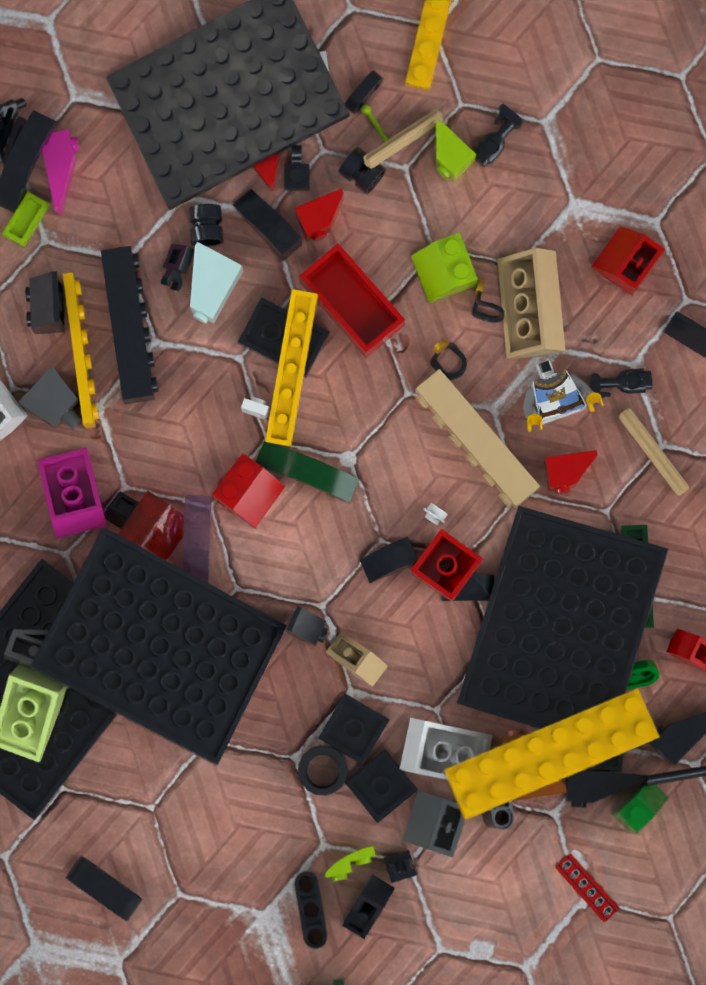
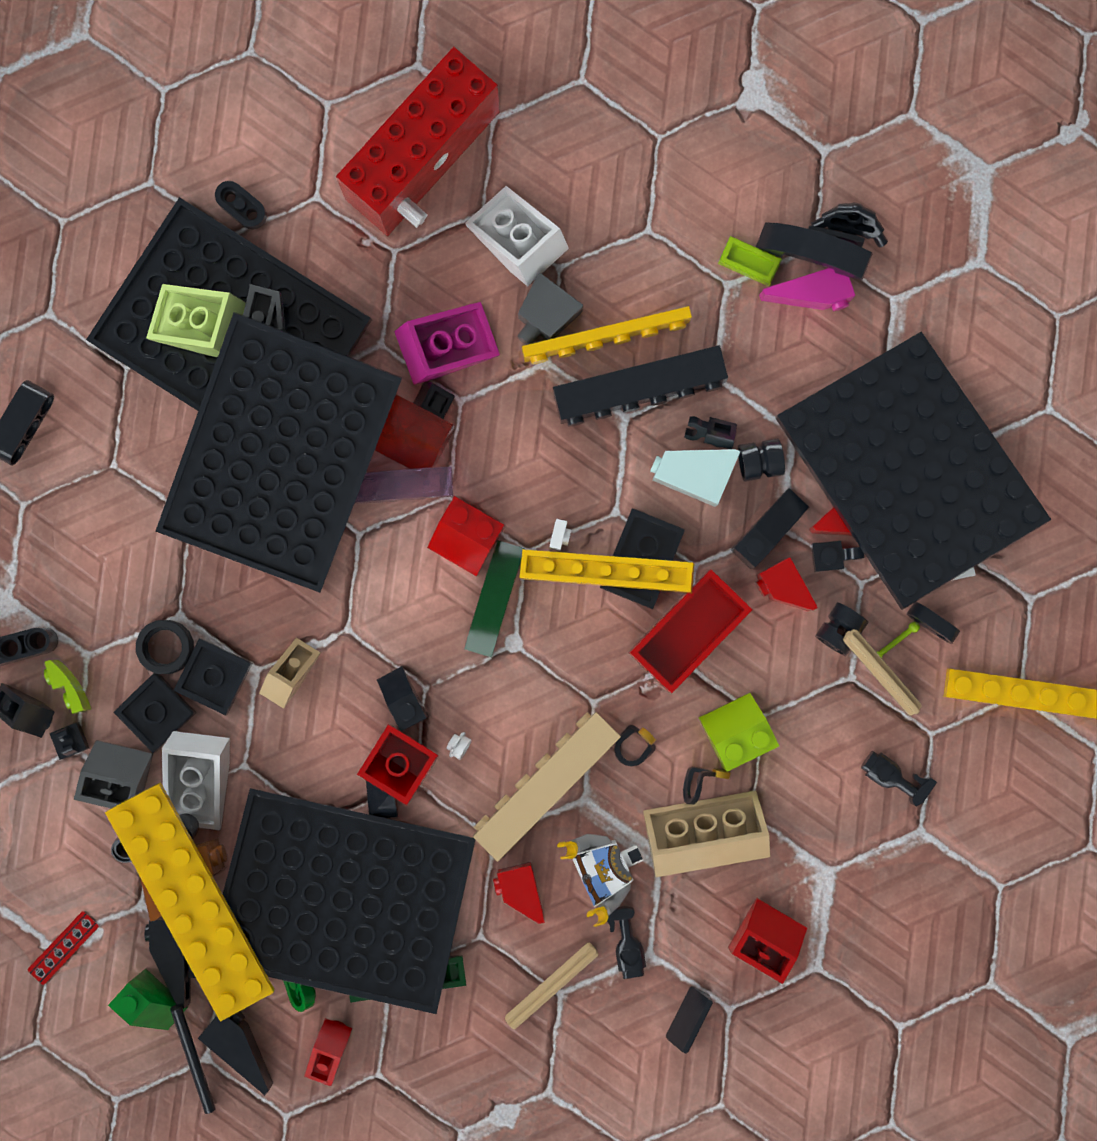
camera: 80 degrees right, 5 degrees up
(46, 304) = (654, 292): black slope -> none
(307, 627) = (318, 615): black slope -> none
(451, 153) = (872, 728): lime slope -> none

